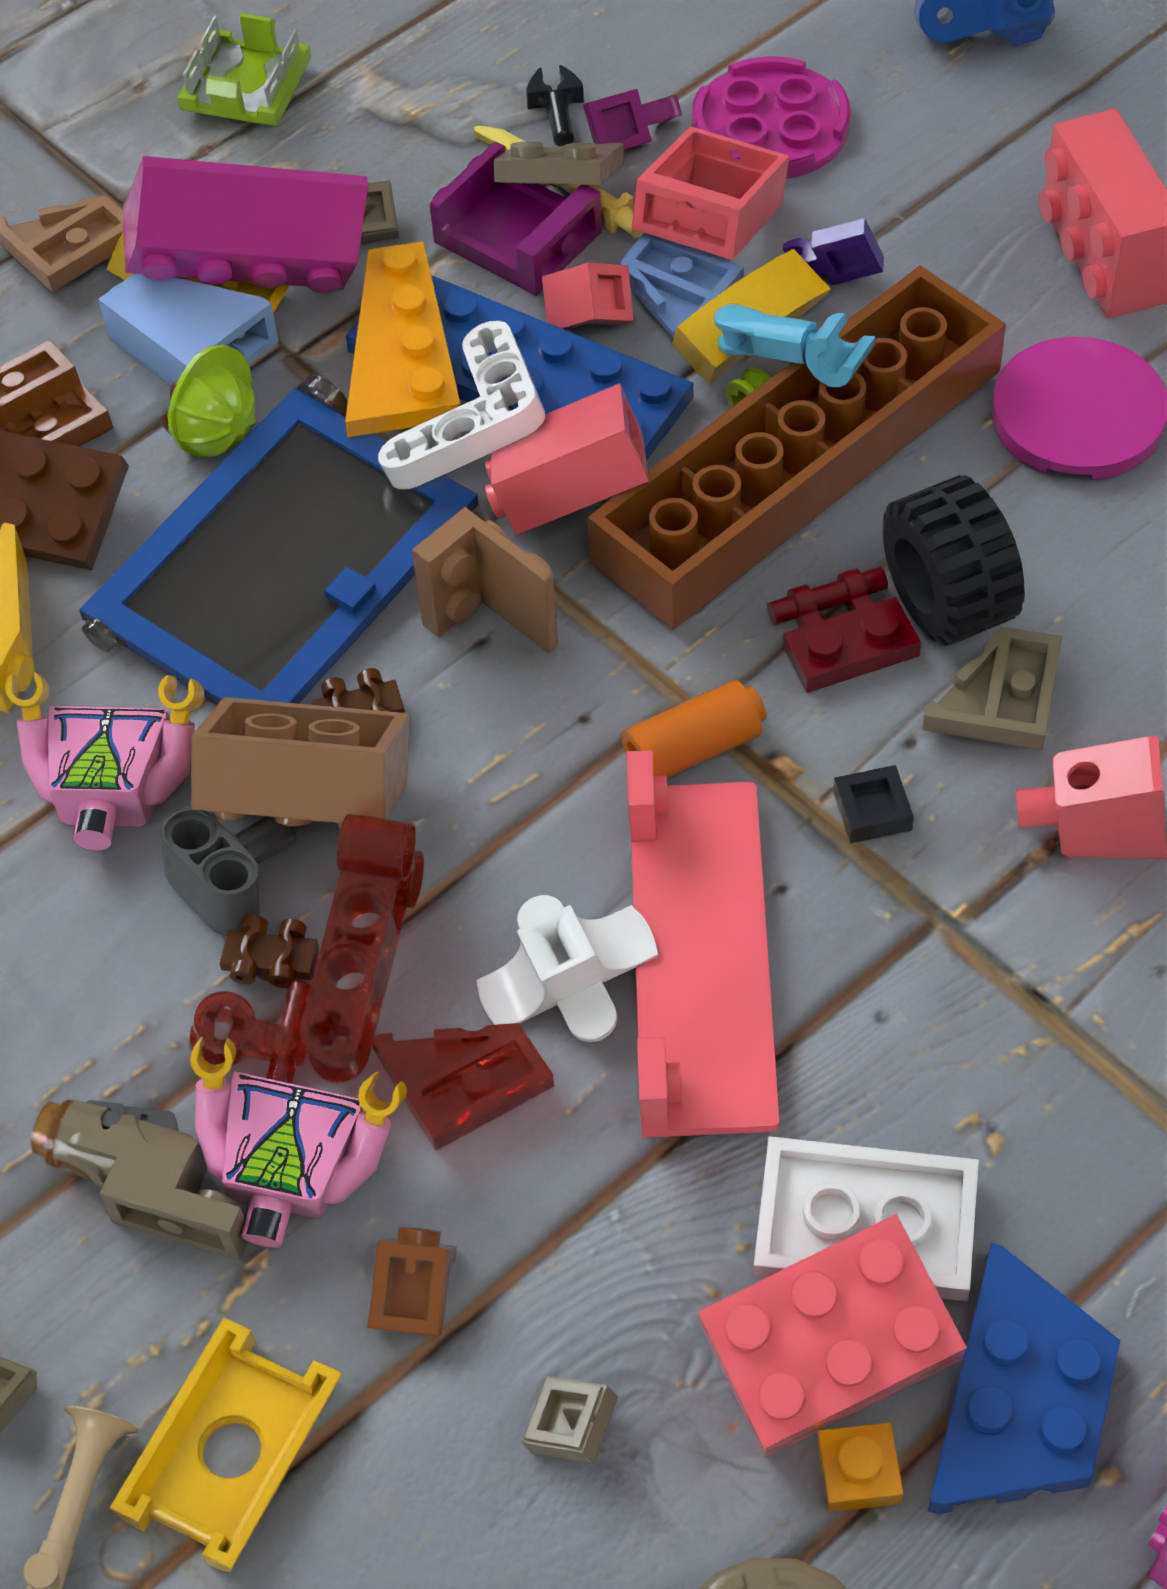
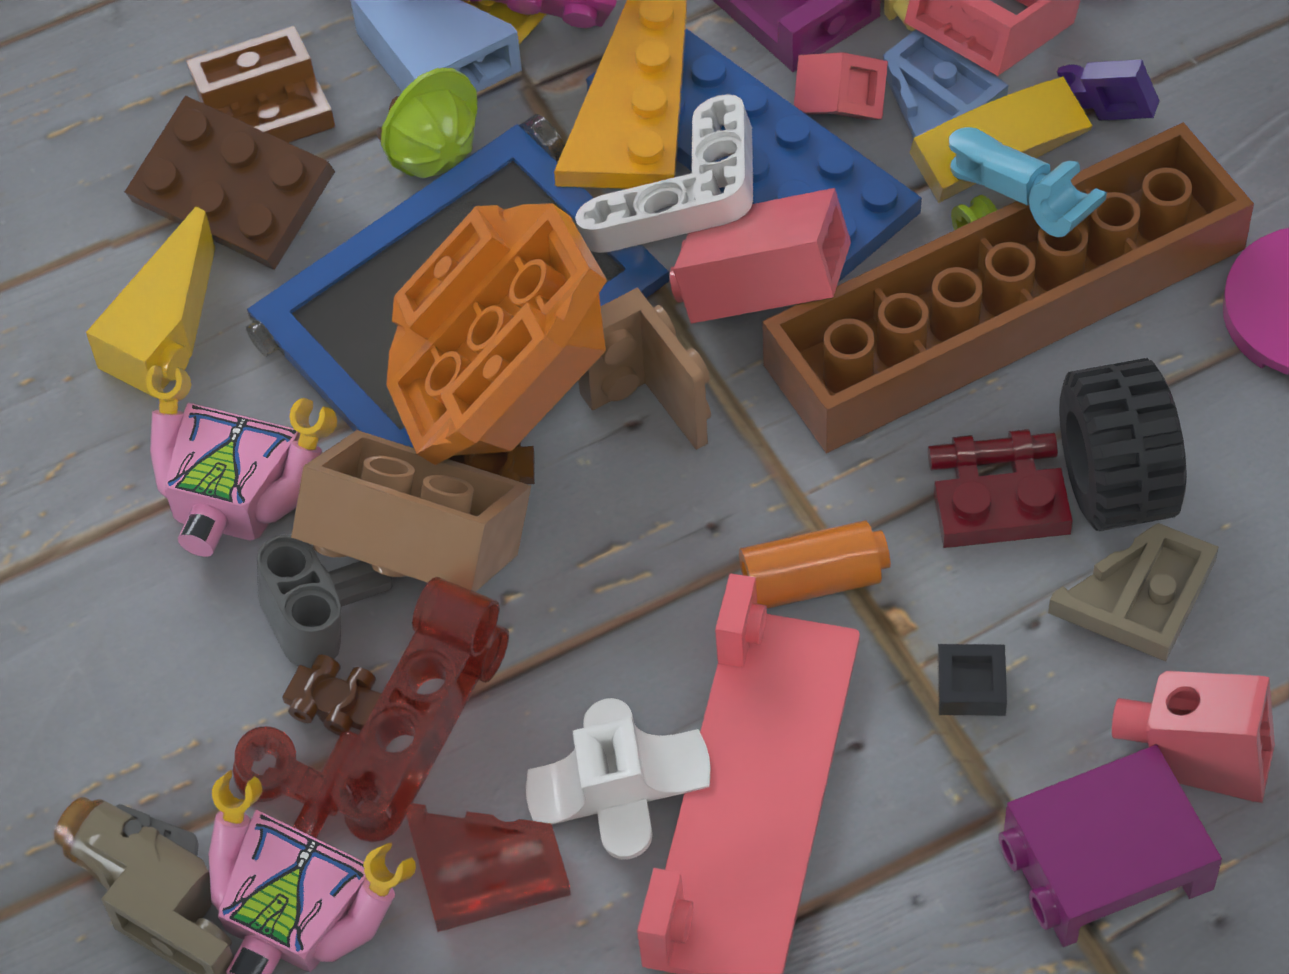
camera: 15 degrees right, 0 degrees up
(339, 572) = (494, 330): none -> orange piece
(1045, 923) = (1107, 842): none -> magenta panel

